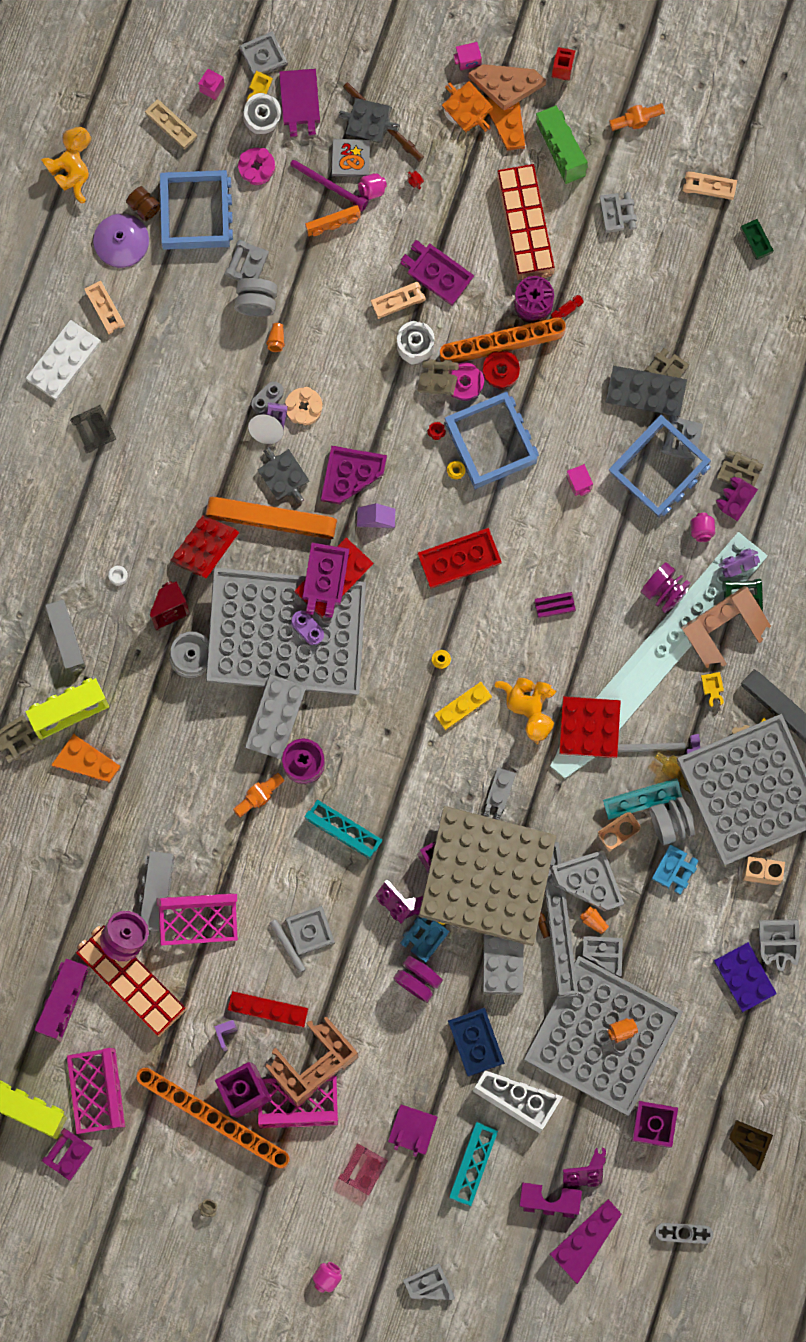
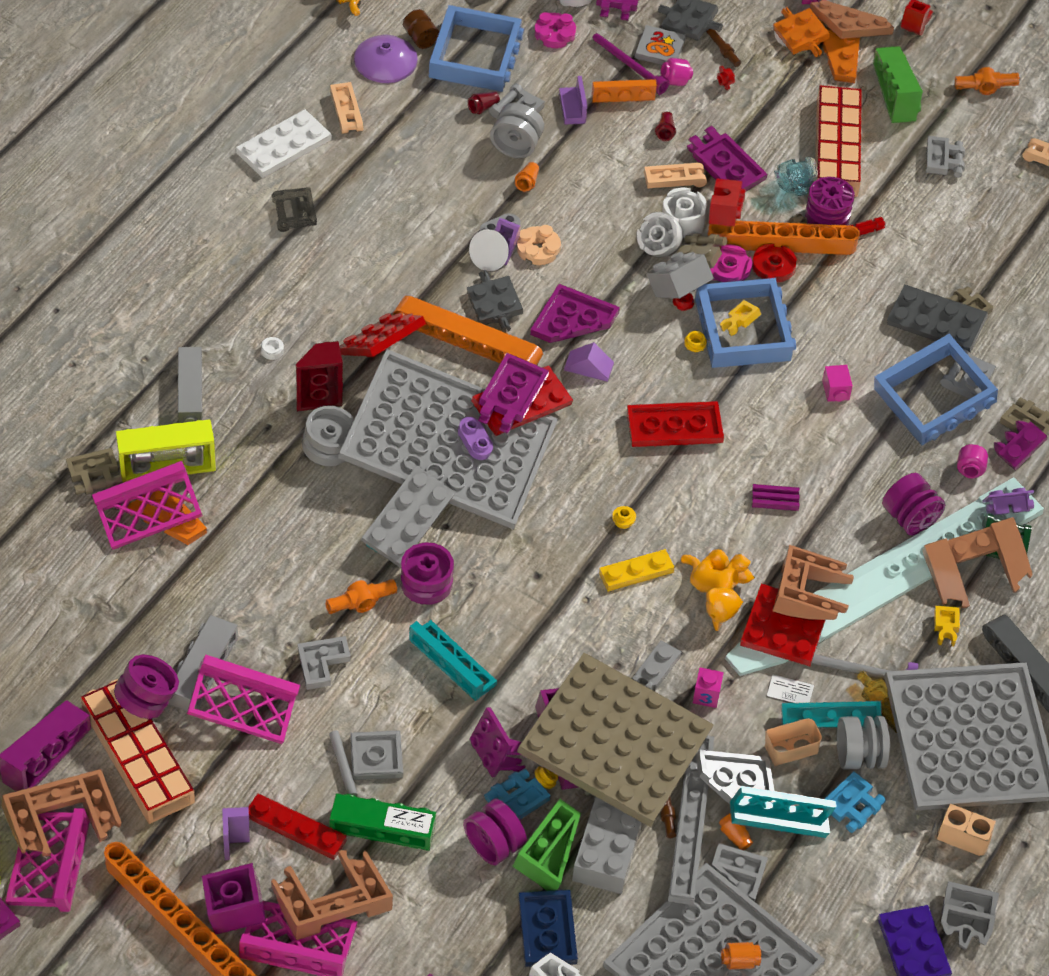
camera: 10 degrees right, 25 degrees down
(64, 747) = (146, 486): none -> dark pink fence
(65, 1056) = (87, 788): none -> nougat wedge
(216, 268) = (481, 102): none -> dark red cone
(240, 859) = (317, 655): none -> light grey plate
(293, 245) = (573, 103): none -> medium lavender panel
(331, 989) = (383, 821): none -> green brick
(377, 248) = (665, 128): none -> dark red cone
(402, 374) = (659, 234): none -> white cylinder
(429, 413) = (679, 275): none -> light grey brick
(448, 313) = (726, 202): none -> red arch
(460, 977) = (549, 847): none -> bright green wedge
(489, 442) = (742, 316): none -> yellow plate
(500, 276) = (796, 176): none -> clear light blue cylinder
(544, 802) = (708, 687): none -> dark pink brick
(587, 670) = (805, 565): none -> nougat wedge
(606, 780) = (790, 690): none -> white sticker
(624, 900) = (780, 814): none -> teal fence

